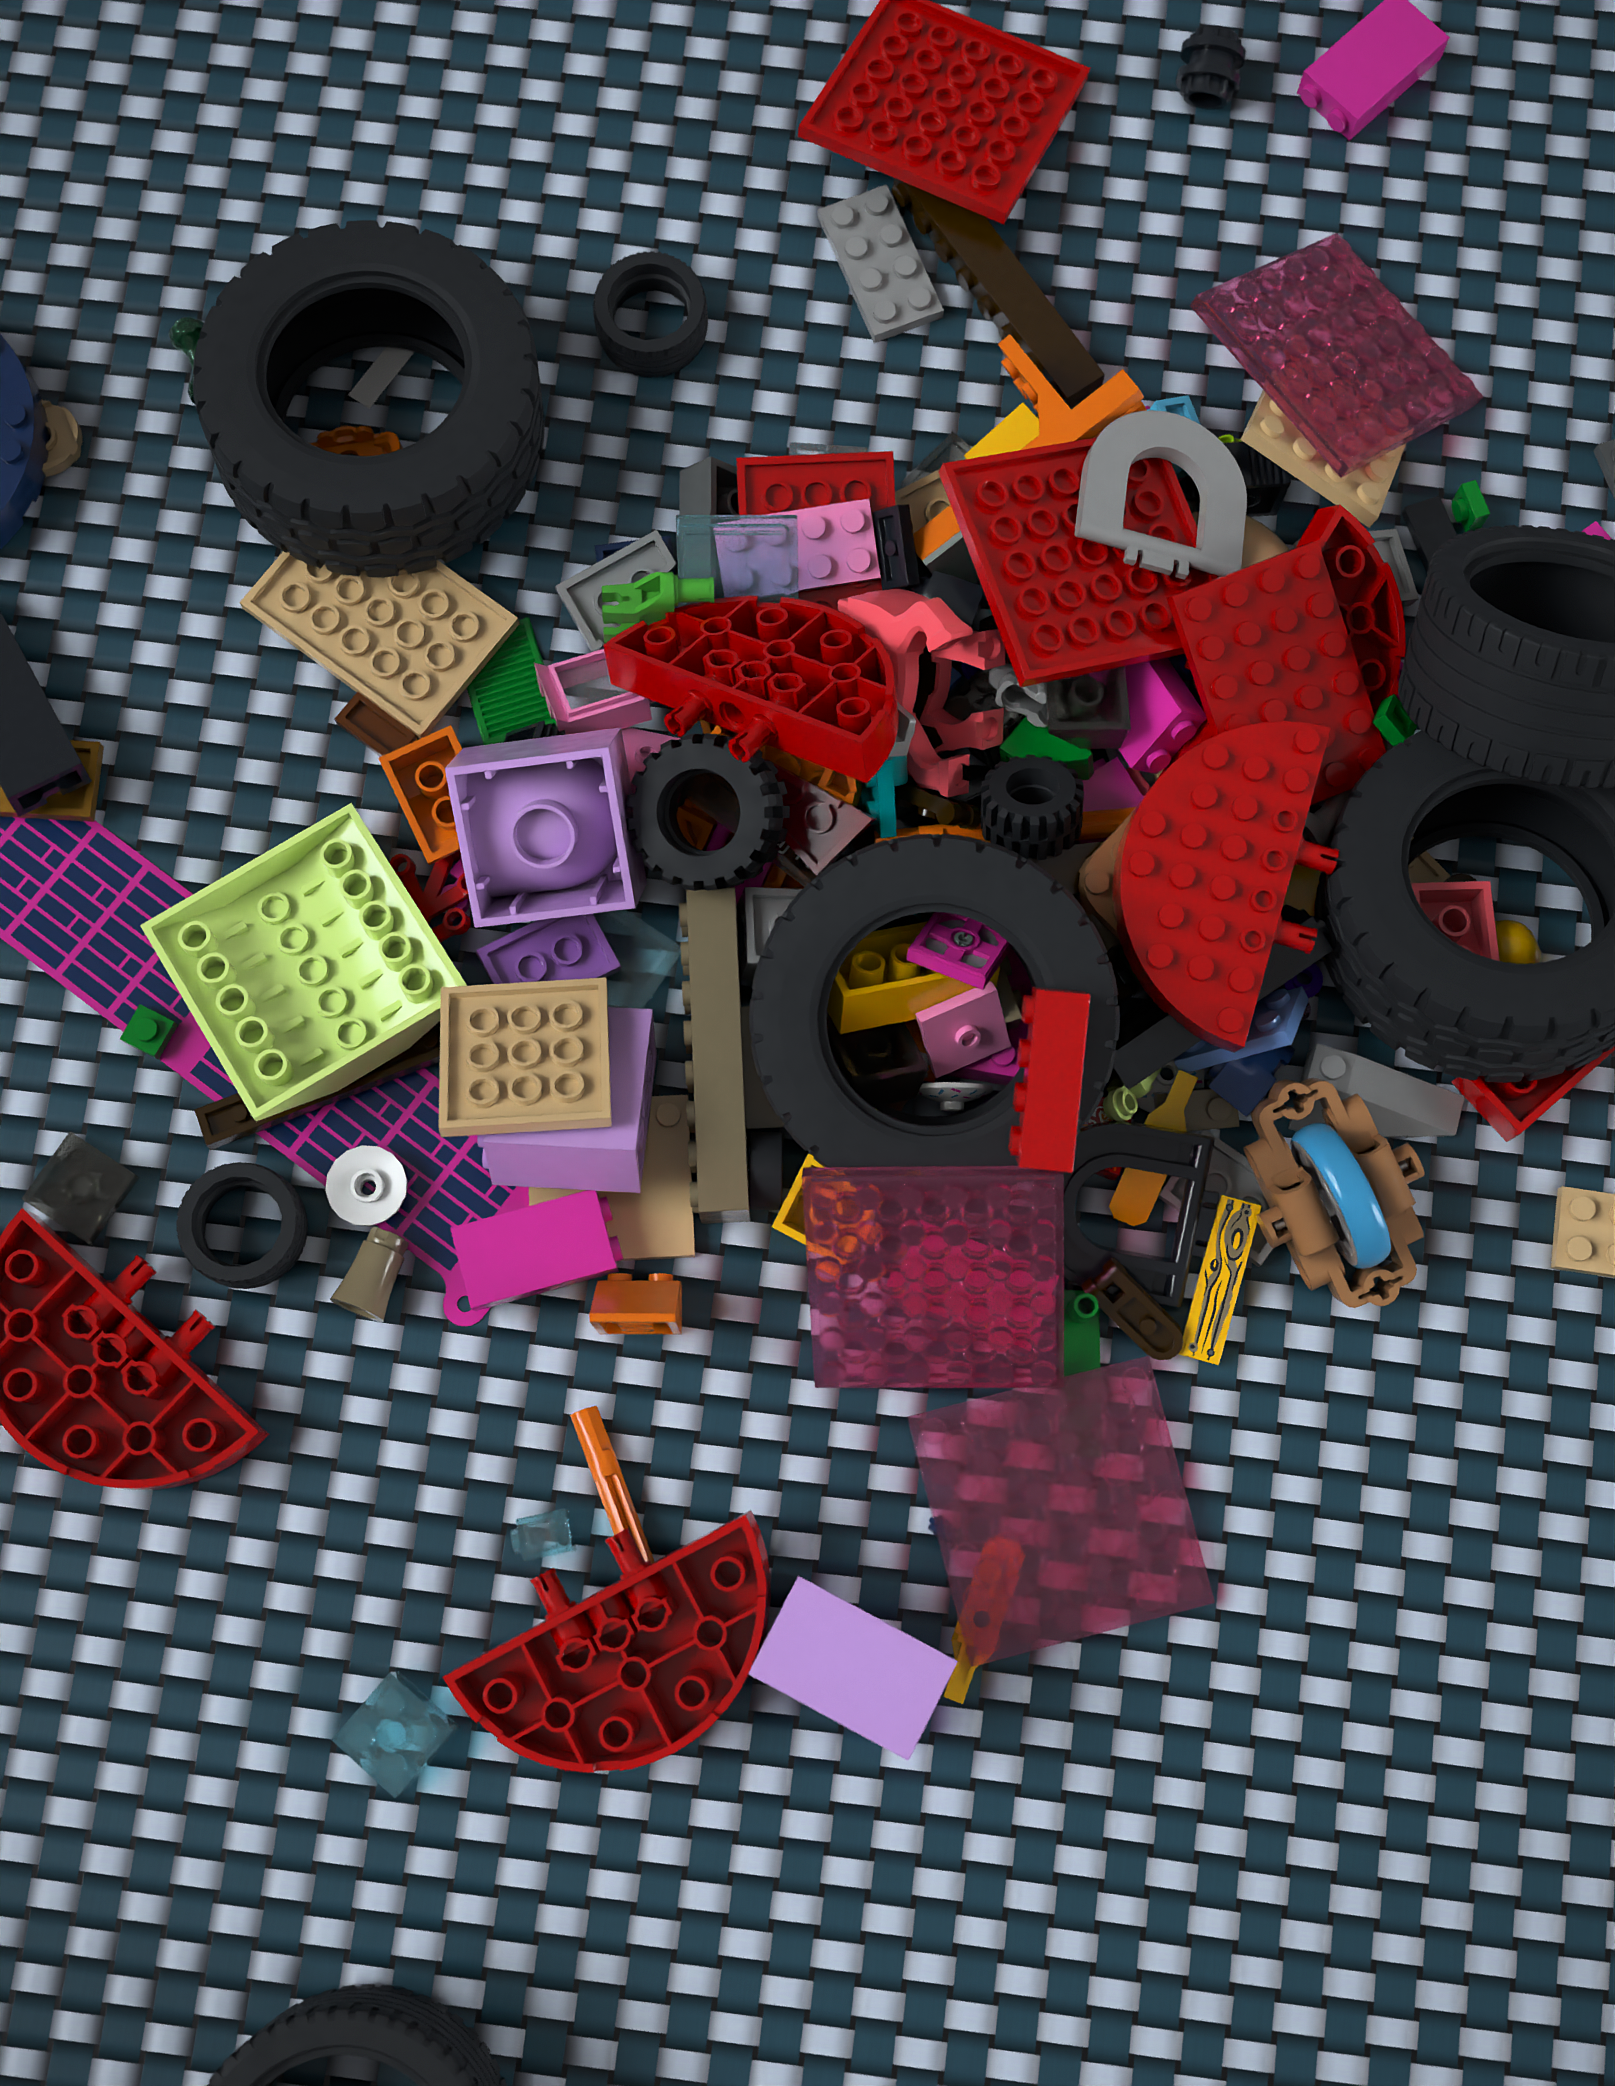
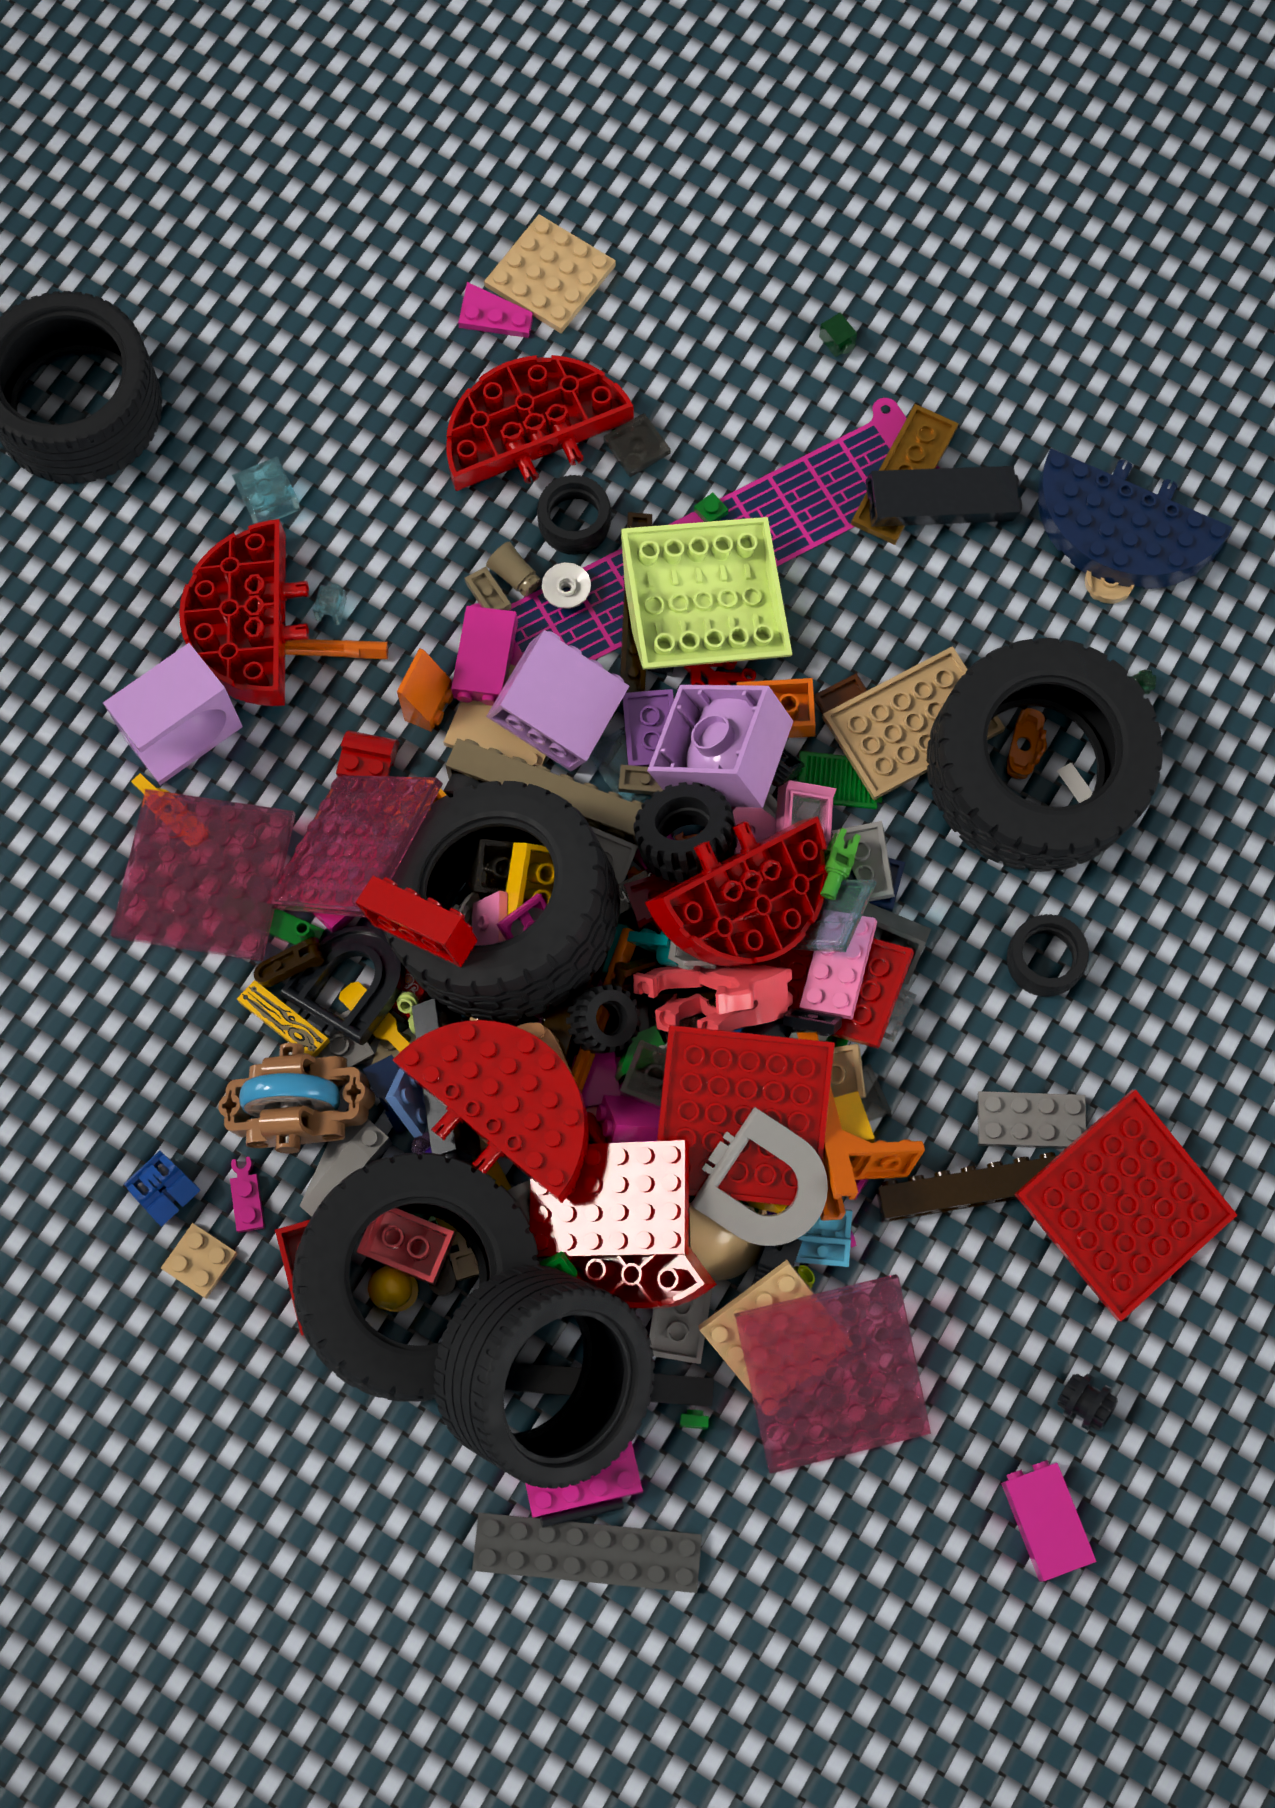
camera: 115 degrees right, 5 degrees down
(425, 1300) = (487, 590): none -> dark tan plate
(524, 1057) = (585, 674): tan plate -> none
(633, 940) = (637, 780): none -> dark tan plate
(769, 1354) = (366, 755): none -> red brick
(1482, 1211) = (246, 1198): none -> dark pink plate
(1537, 1329) = (159, 1185): none -> blue hips

